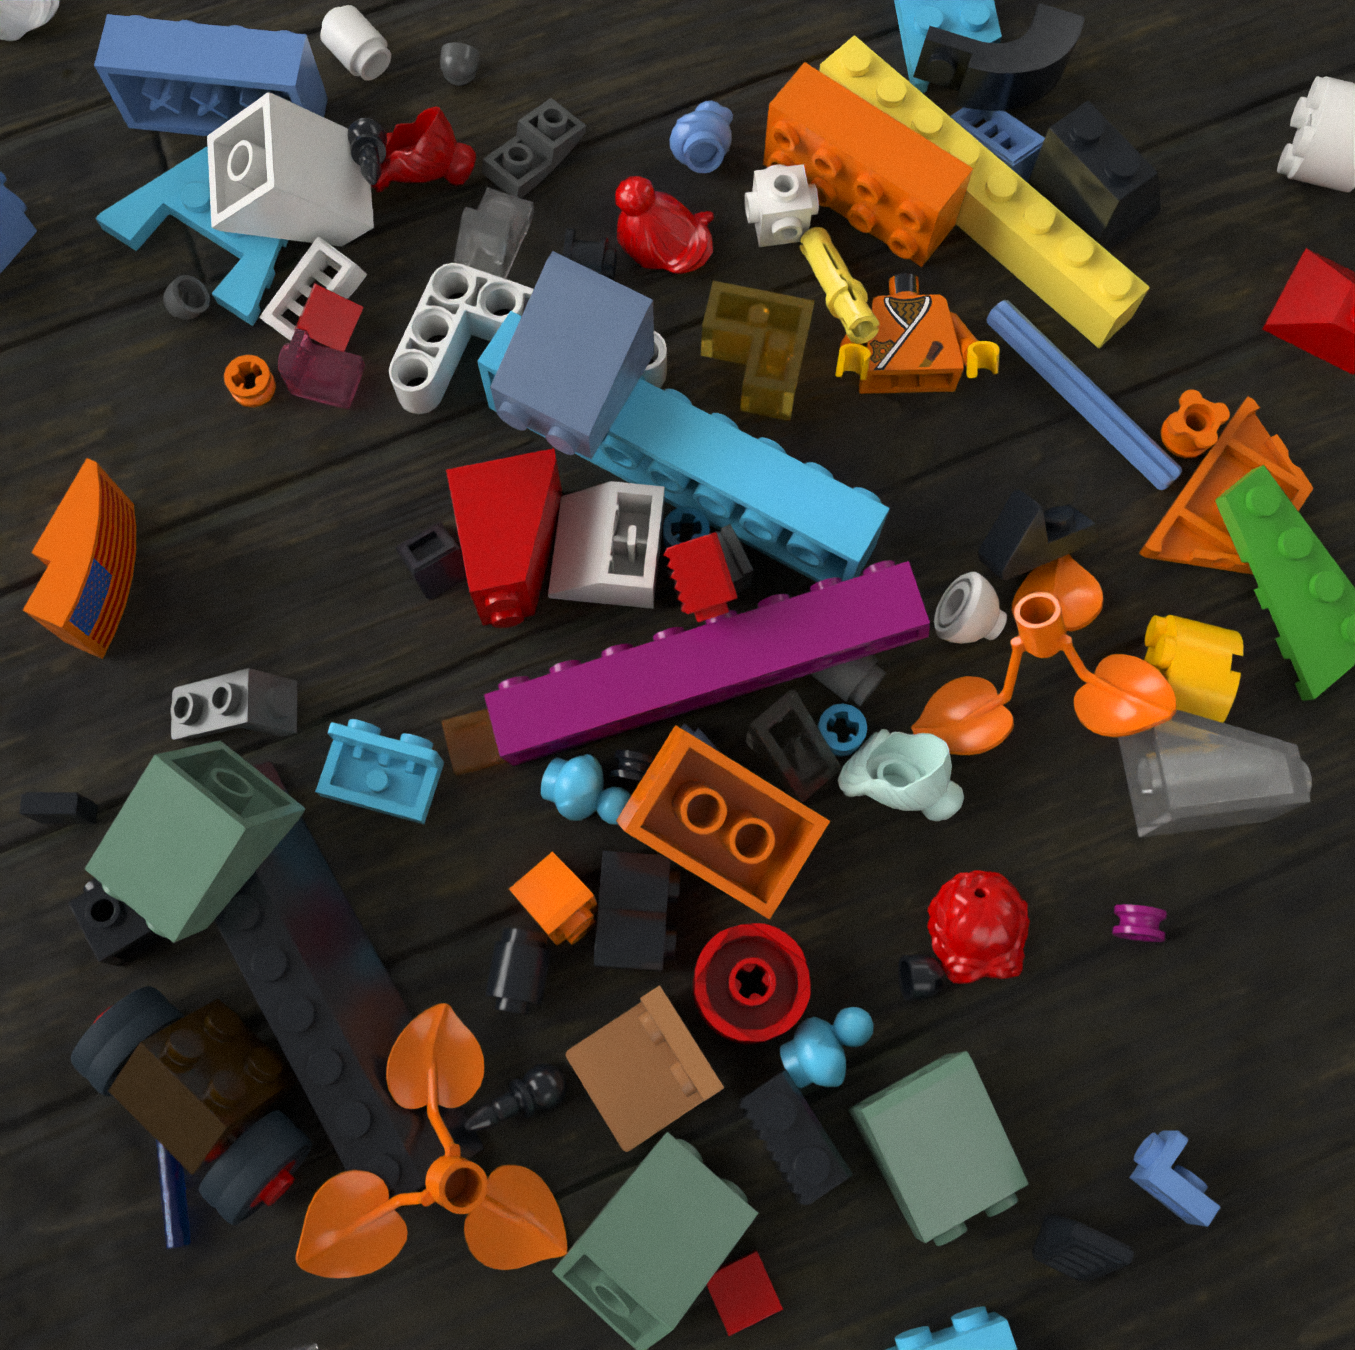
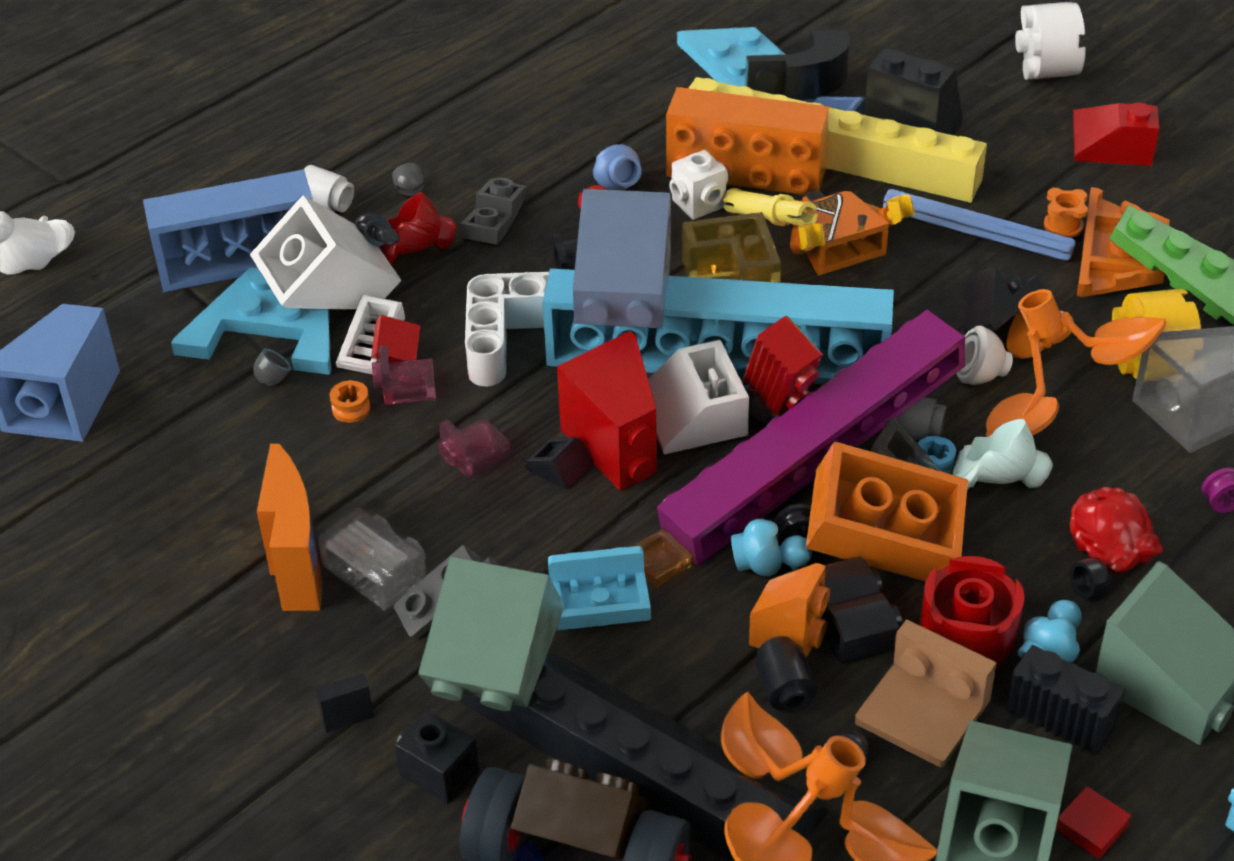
camera: 20 degrees left, 30 degrees down
(171, 623) = (372, 557): none -> clear brick
(348, 502) = (473, 446): none -> clear pink bracket
(493, 232) = (492, 256): clear slope -> none

